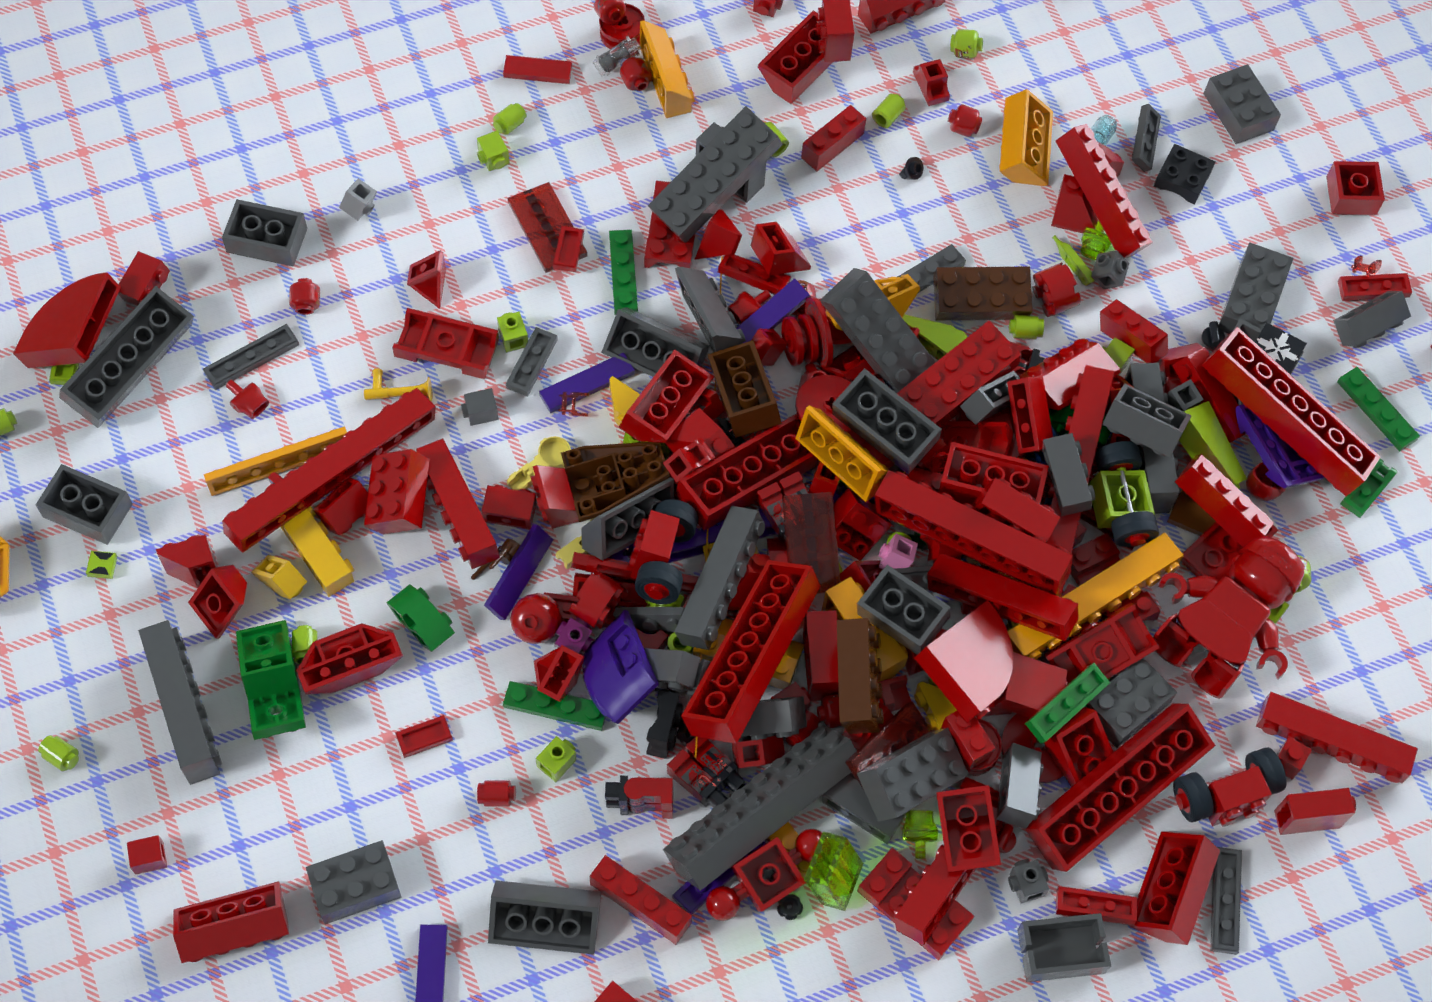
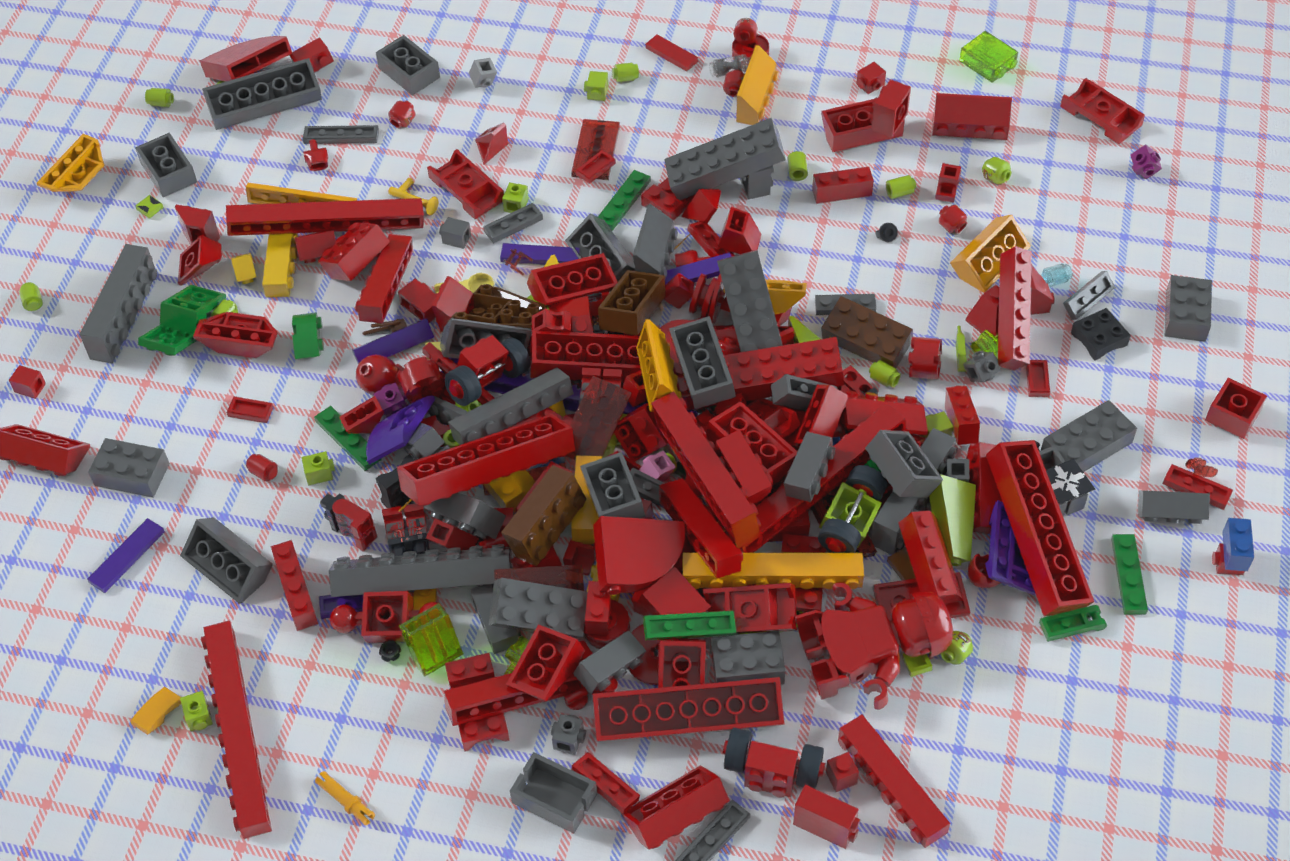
camera: 40 degrees right, 10 degrees down
(1163, 253) = (1038, 378): none -> red tile

